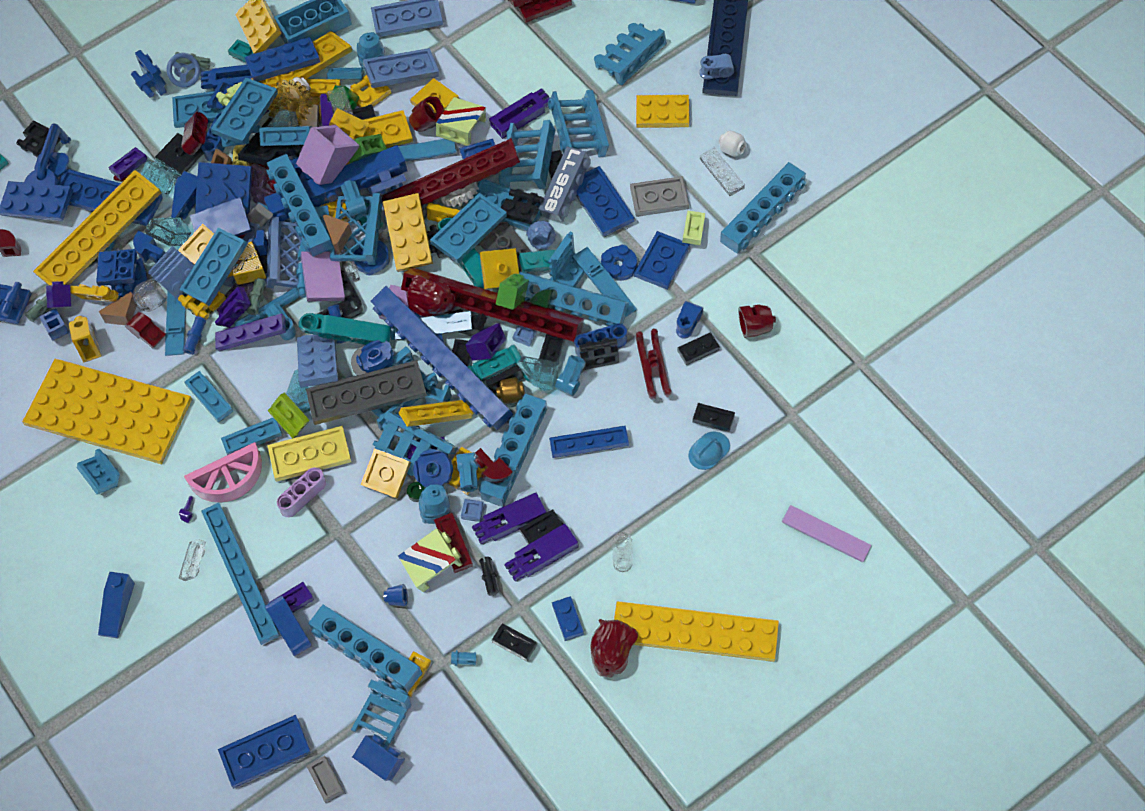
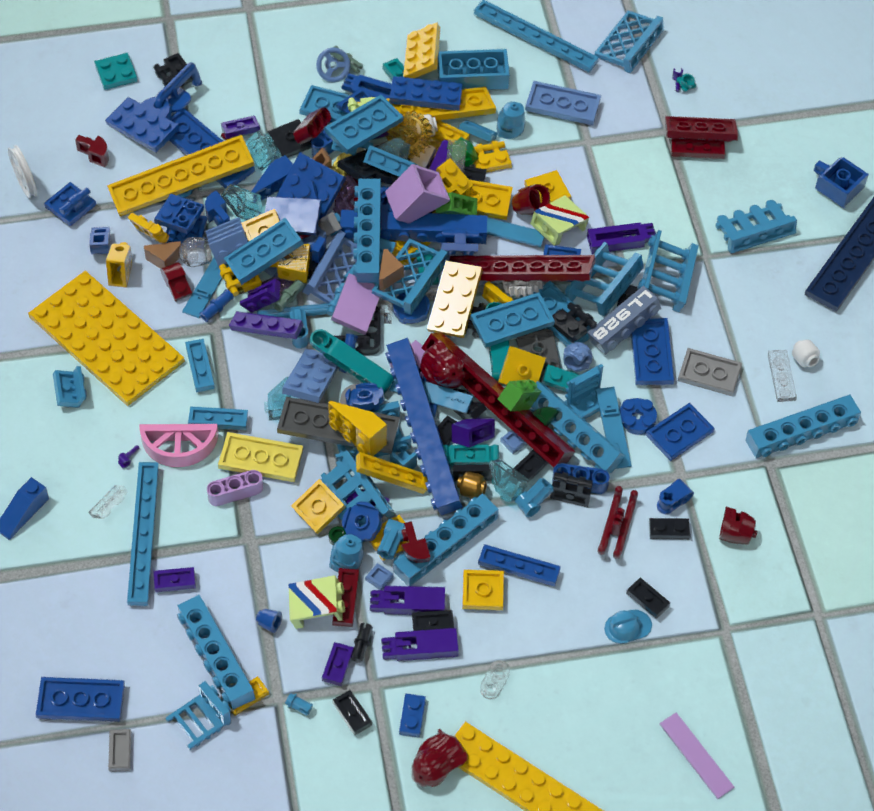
camera: 20 degrees right, 5 degrees down
(38, 309) = (99, 219): sand green pin -> none
(58, 295) = (117, 216): dark purple brick -> none
(150, 77) = (300, 59): blue plate -> none
(288, 415) = (259, 413): lime plate -> none
(288, 626) = (159, 599): blue beam -> none
(354, 202) = (420, 249): dark azure piece -> none
(379, 757) = (175, 753): blue brick -> none
(388, 386) = (358, 427): none -> yellow slope
(400, 68) = (531, 147): medium blue plate -> none
(478, 605) = (337, 664): none -> dark purple plate
(569, 478) = (483, 589): none -> yellow plate
(662, 111) = (756, 294): yellow plate -> none
(693, 227) = (725, 415): yellowish green plate -> none
(717, 65) = (830, 275): medium blue piece -> none

